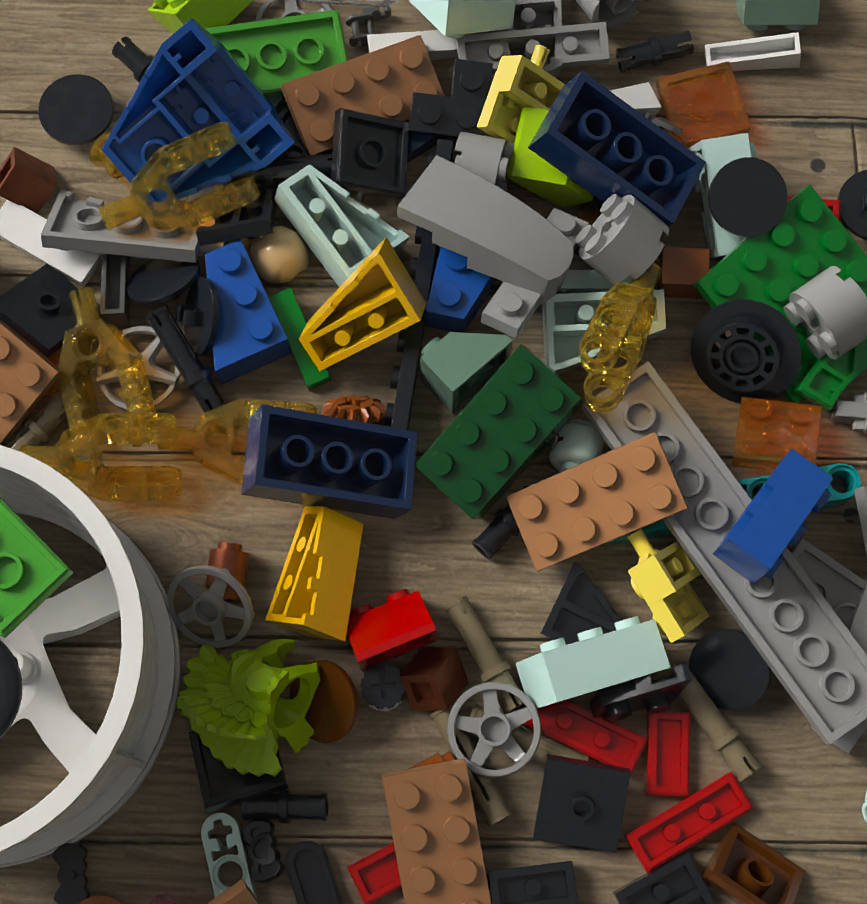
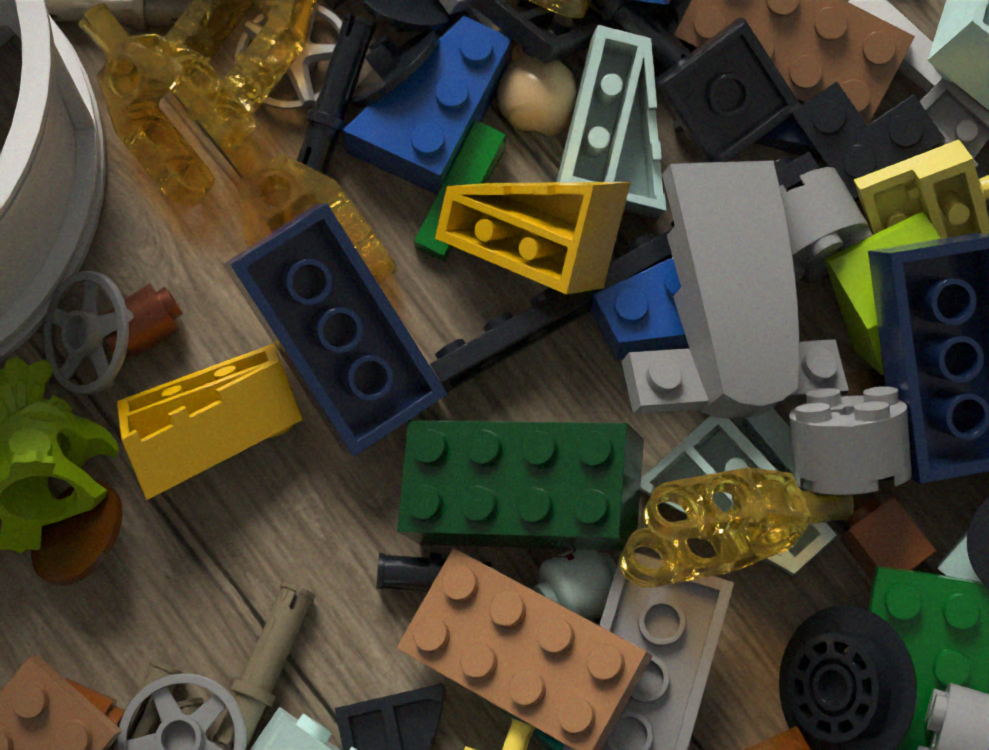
camera: 50 degrees right, 0 degrees up
(355, 408) = (422, 310): dark orange gear -> none
(382, 687) = (143, 584): black piece -> none
(390, 629) = (206, 539): red slope -> none
(434, 678) = (194, 632): copper panel -> none
(462, 365) = (564, 381): sand green slope -> none

